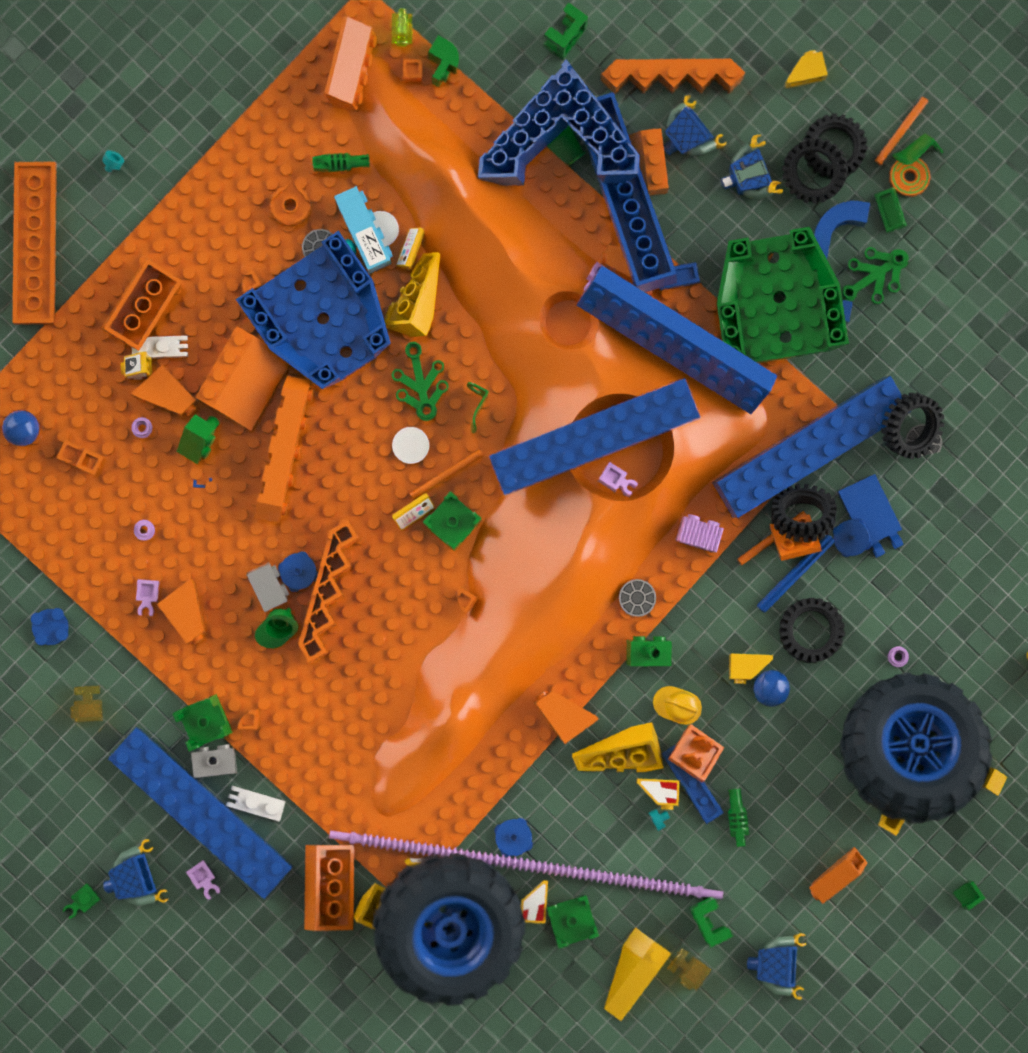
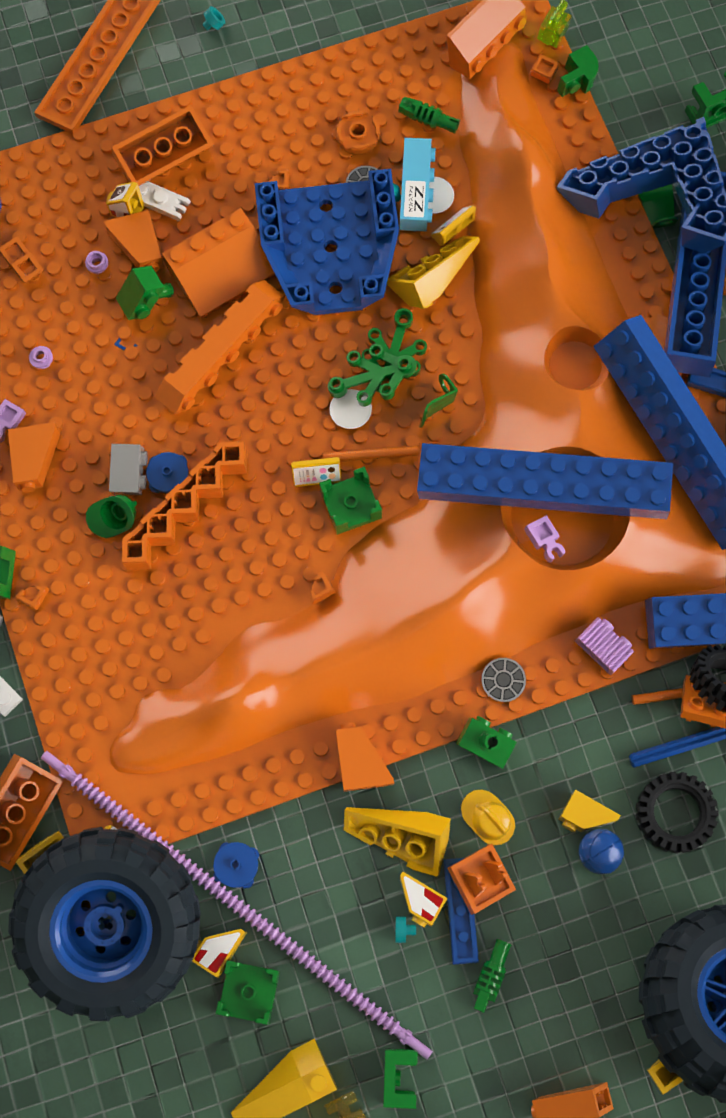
camera: 35 degrees right, 10 degrees down
(417, 409) = (374, 375): none -> green plant

